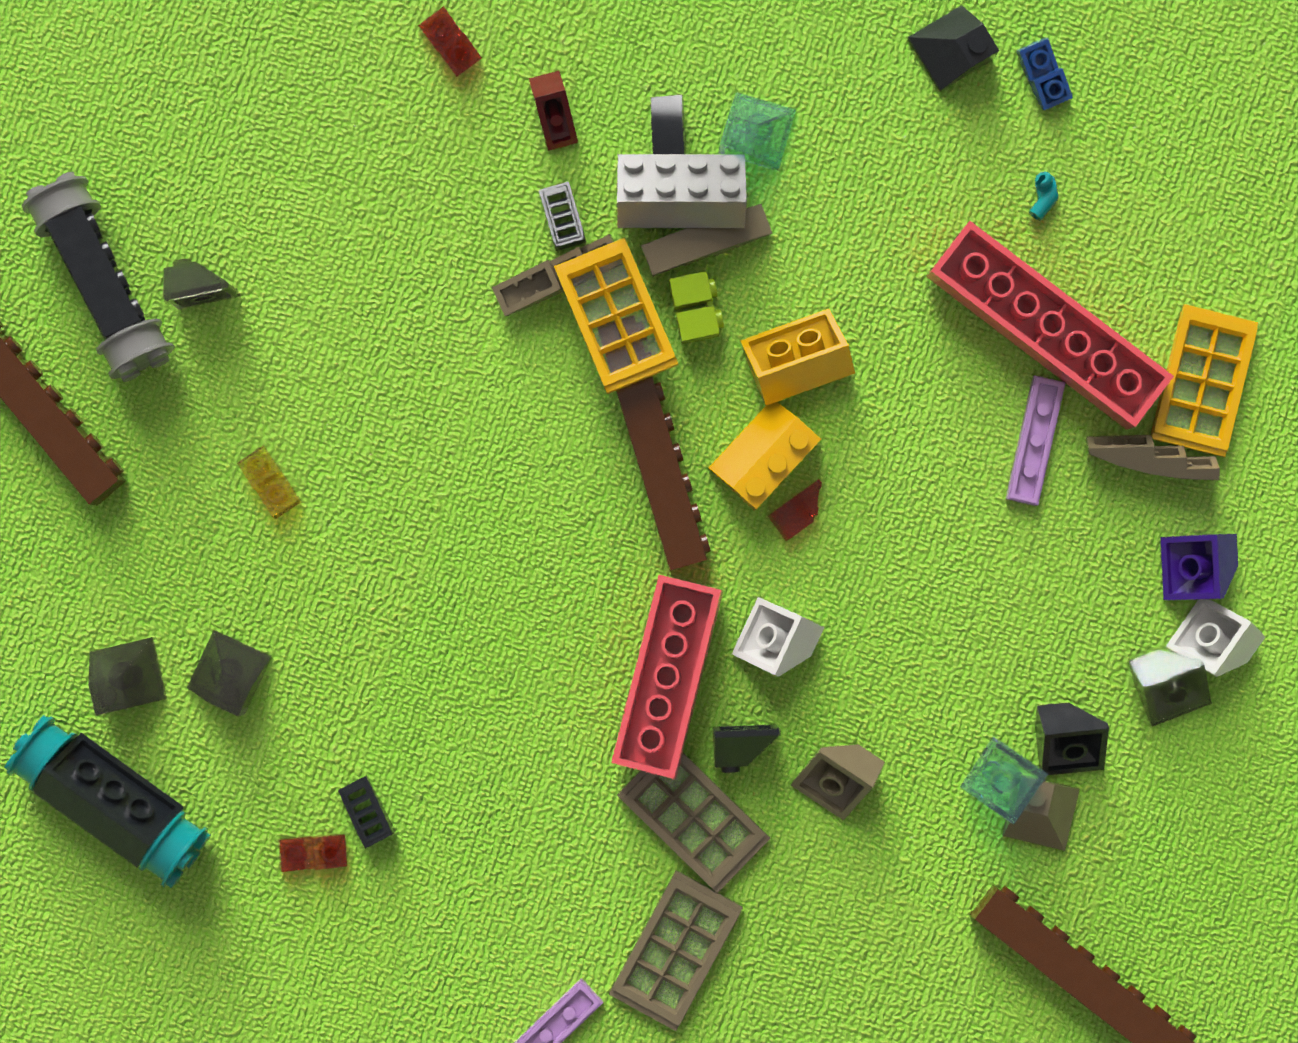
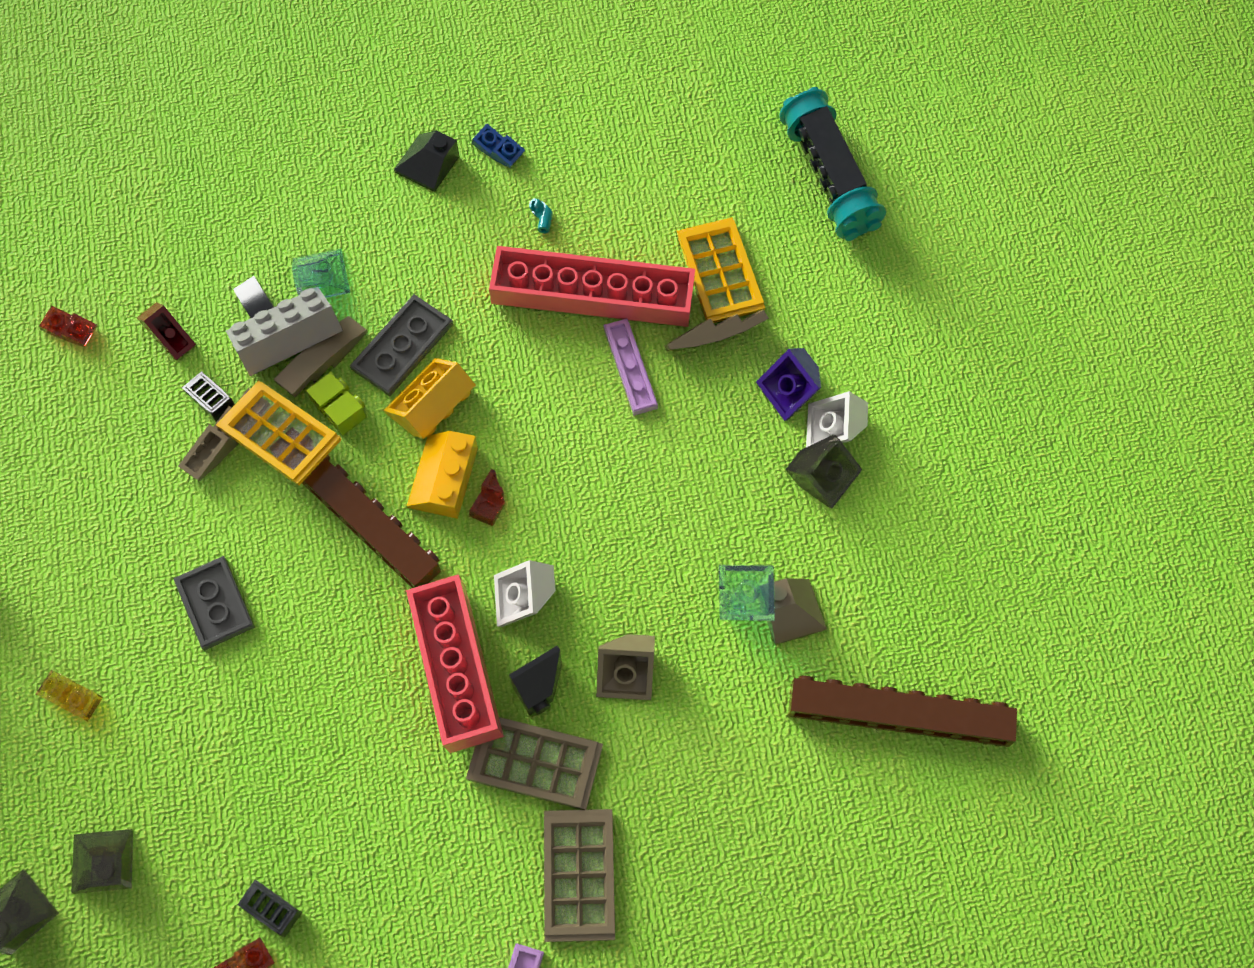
camera: 30 degrees left, 20 degrees down
(457, 462) = (213, 603): none -> dark grey tile
(801, 271) = (401, 345): none -> dark grey tile
(1069, 739) = (780, 543): black slope -> none

